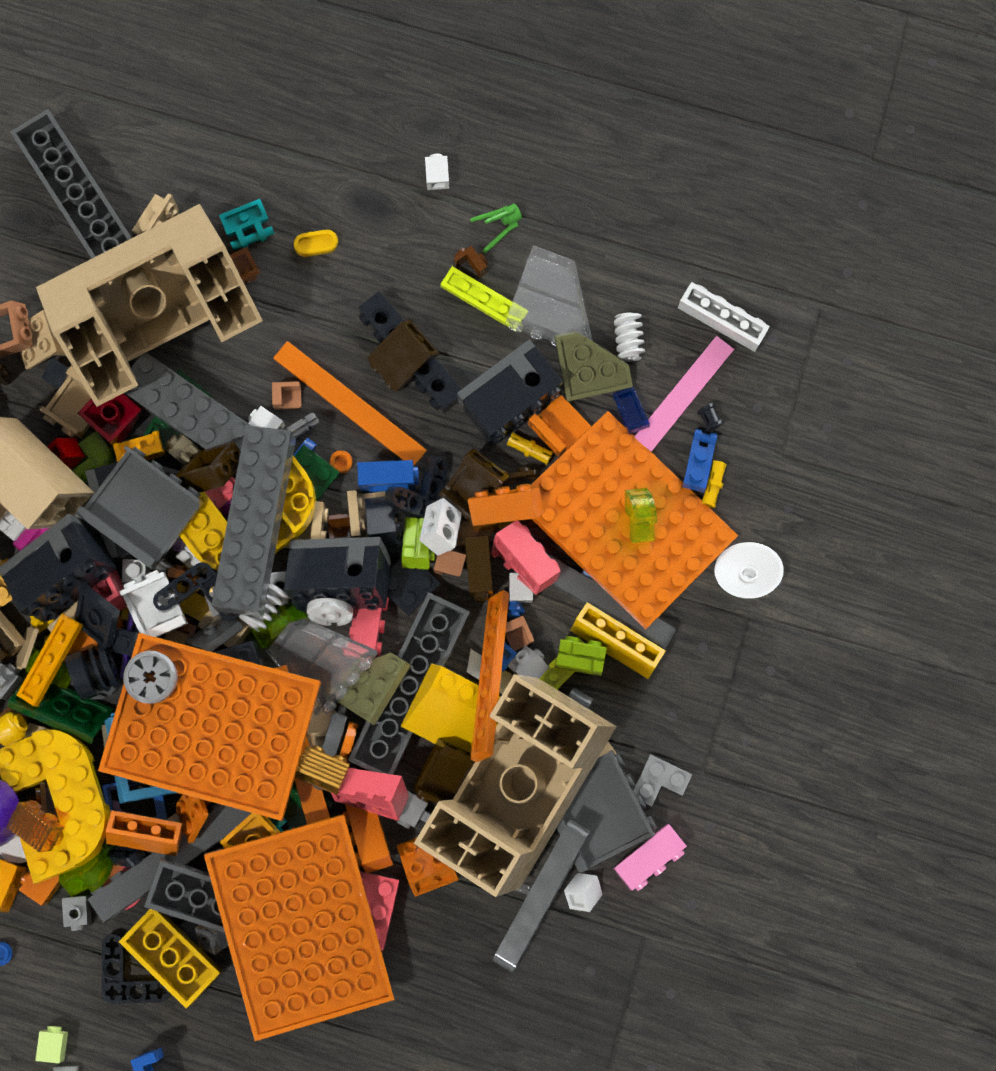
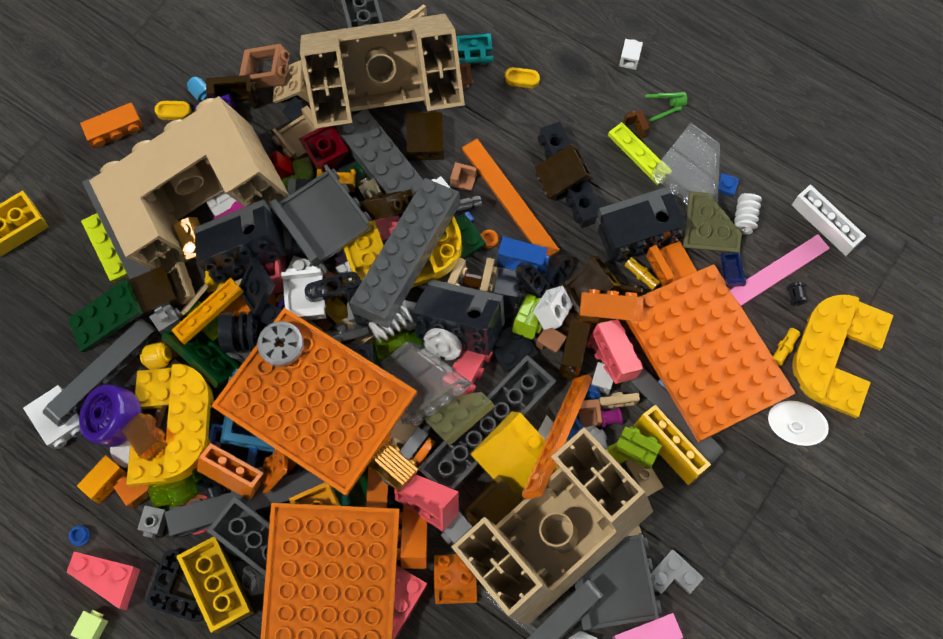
camera: 20 degrees right, 10 degrees down
(48, 988) = (107, 578): none -> coral wedge
(225, 361) = (425, 136): none -> dark brown panel
(542, 629) = (611, 417): none -> magenta bush
(544, 608) = (619, 400): none -> tan plate
(597, 306) = (727, 185): none -> blue plate
(600, 686) = (644, 477): none -> tan plate
(642, 514) = (723, 346): clear neon green brick -> none
(699, 461) = (779, 324): blue plate -> none
(753, 469) = (822, 343): none -> yellow plate

